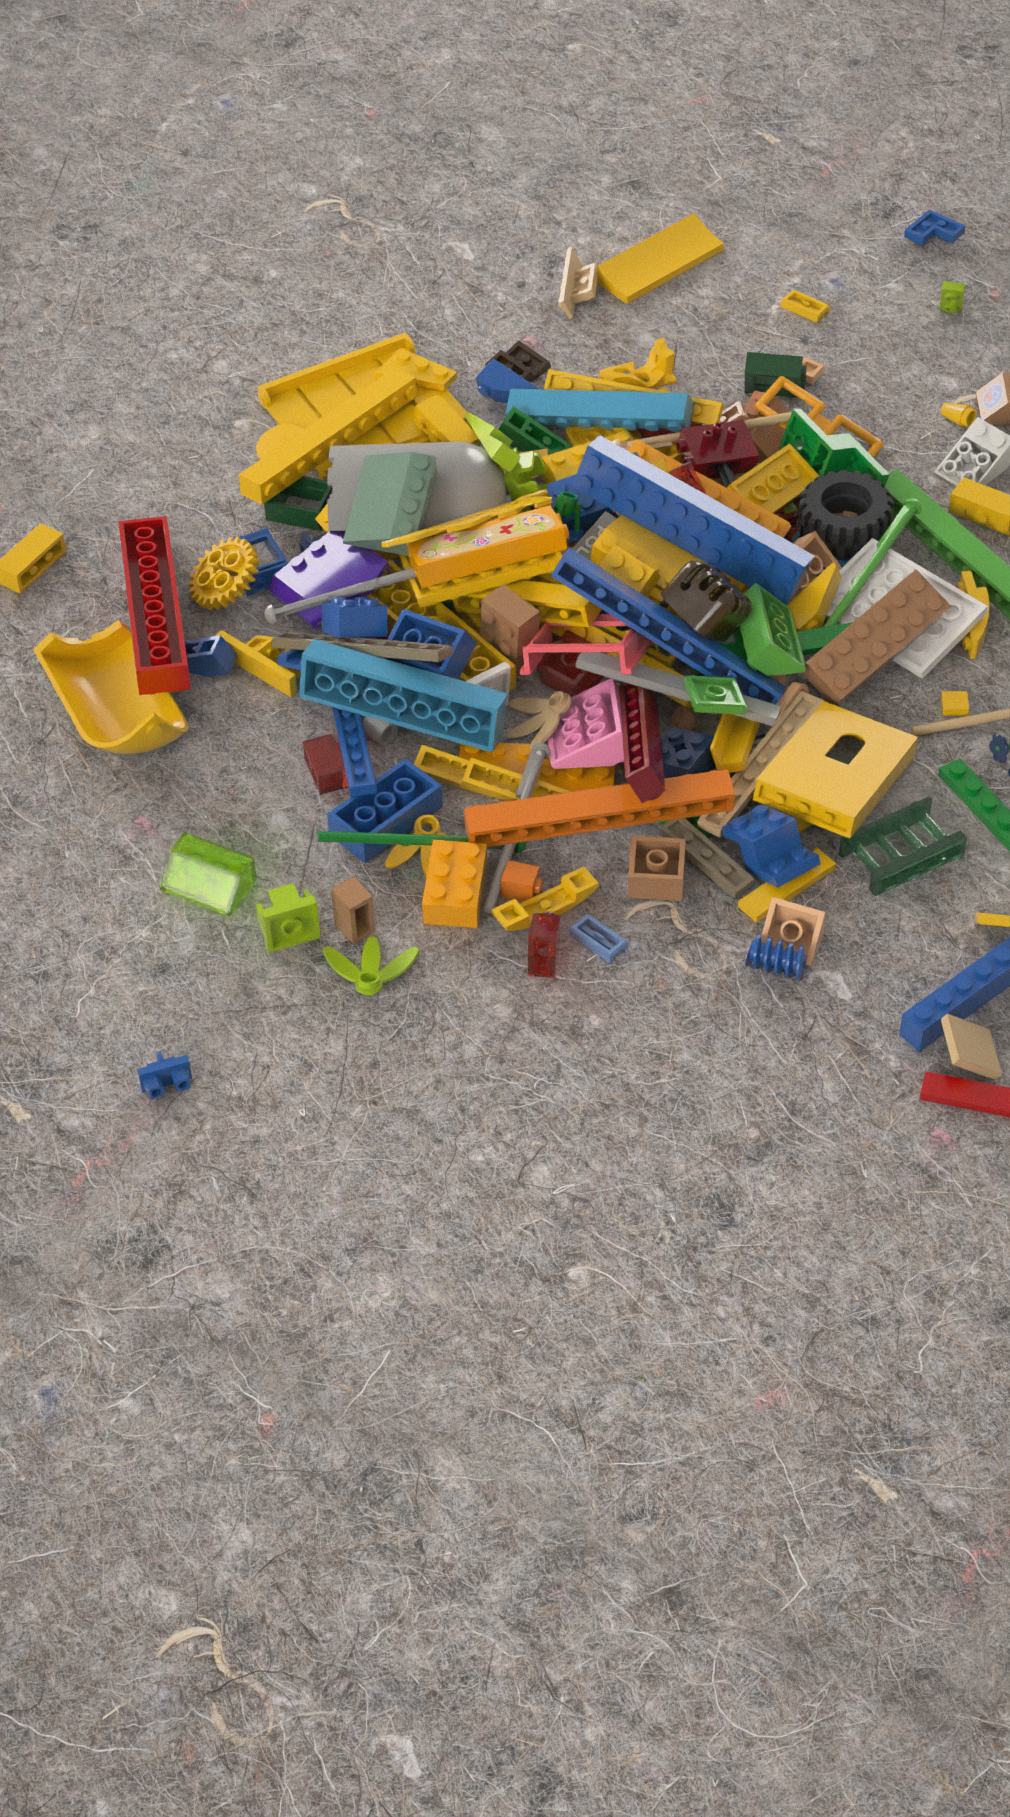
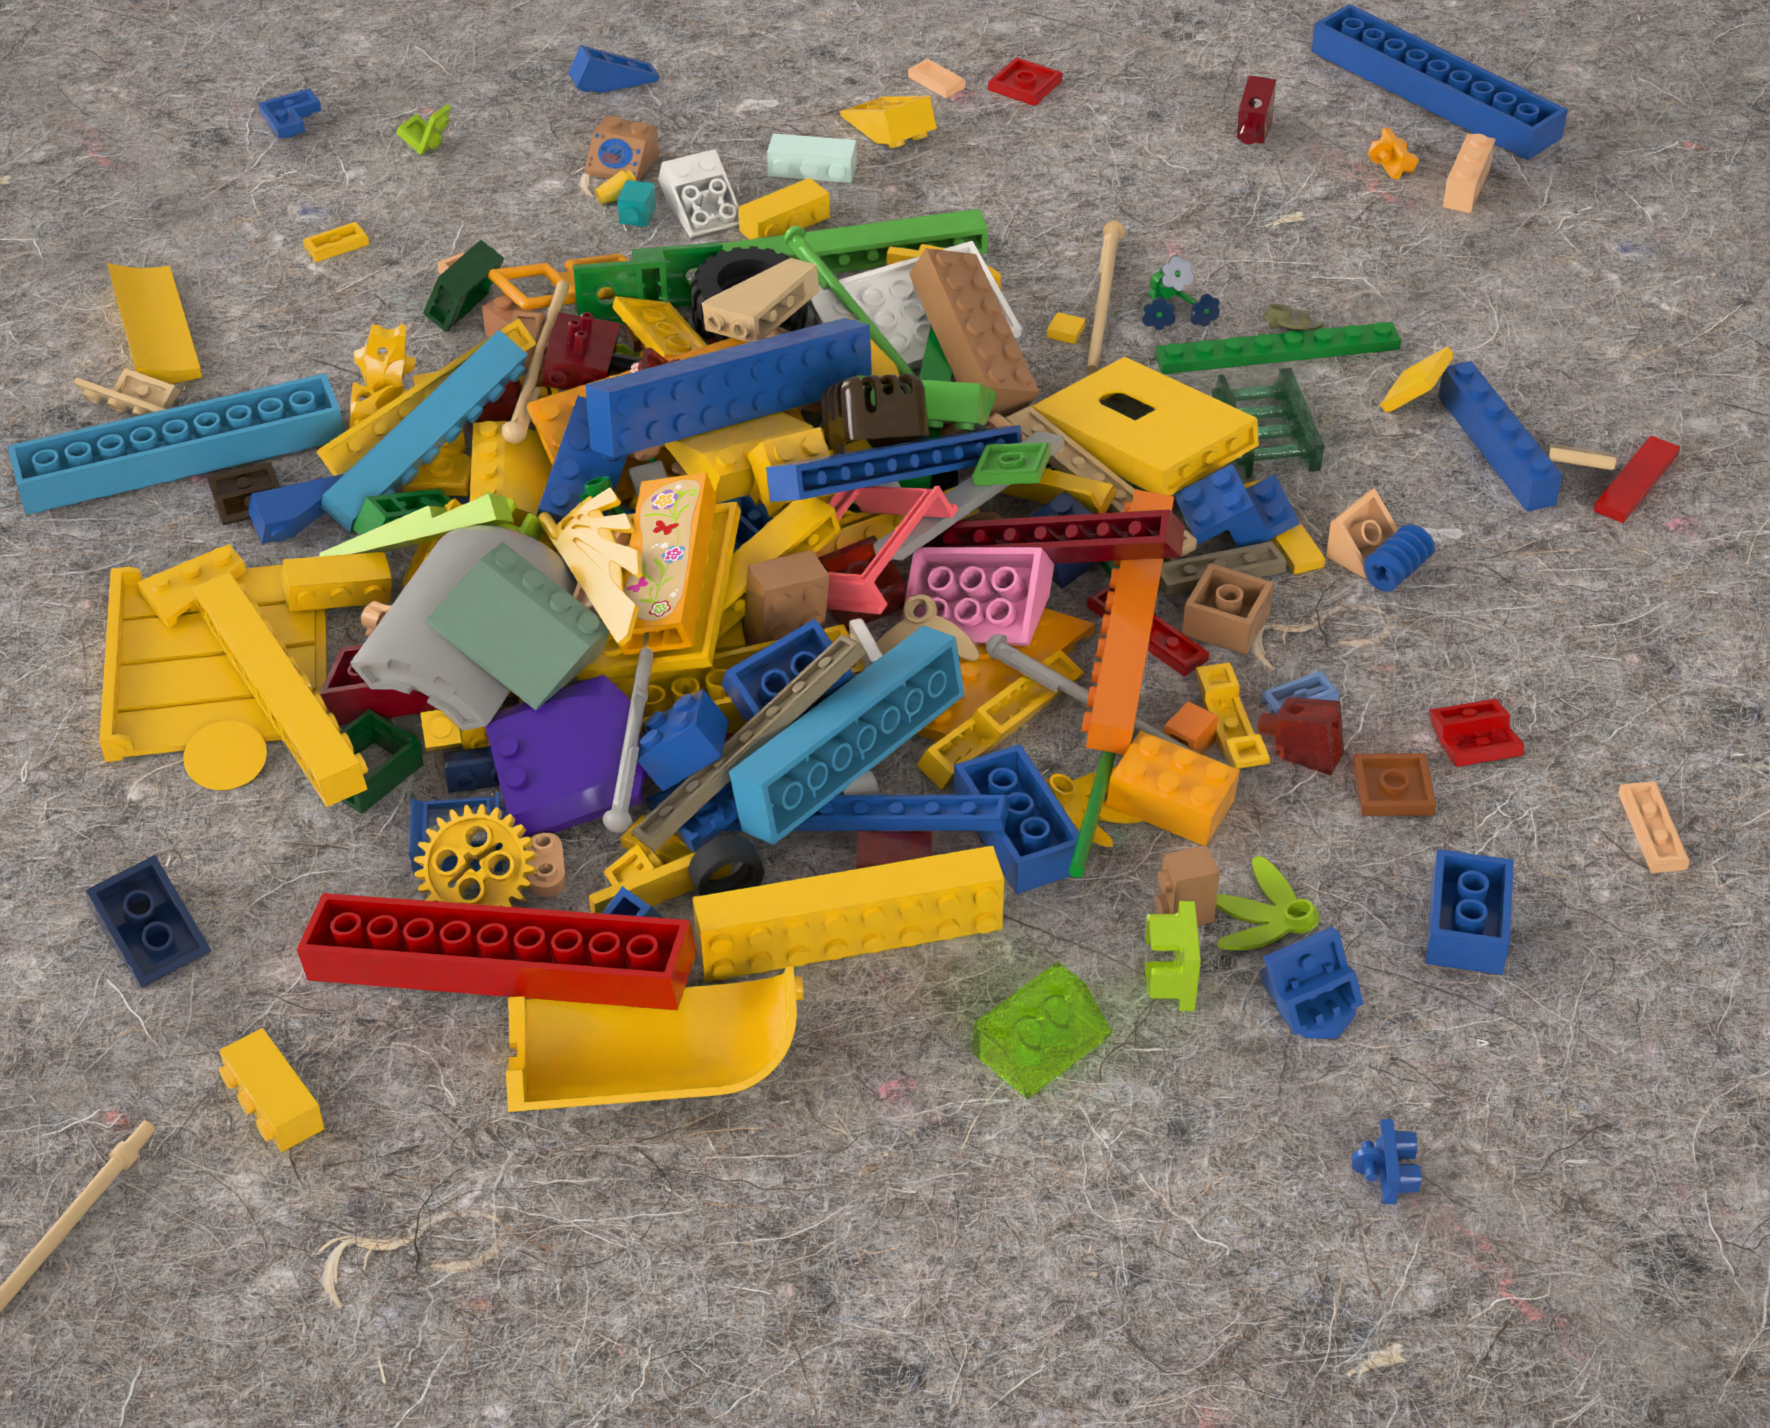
camera: 70 degrees left, 5 degrees down
(131, 461) = (146, 921): none -> dark blue slope
(253, 611) = (550, 865): none -> light nougat plate
(258, 752) = (848, 913): none -> yellow brick
(271, 684) = (720, 853): none -> black tyre
(296, 997) = (1313, 985): none -> blue piece
(404, 1069) = (1469, 912): none -> blue brick
(525, 1007) = (1393, 784): none -> dark orange plate
(537, 312) = (175, 443): none -> dark azure brick
(559, 1173) = (1653, 827): none -> light nougat tile
(609, 1047) = (1476, 732): none -> red slope
(617, 851) = (1164, 641): none -> red tile
(808, 509) = (761, 302): none -> tan slope
(944, 428) = (636, 203): none -> teal brick

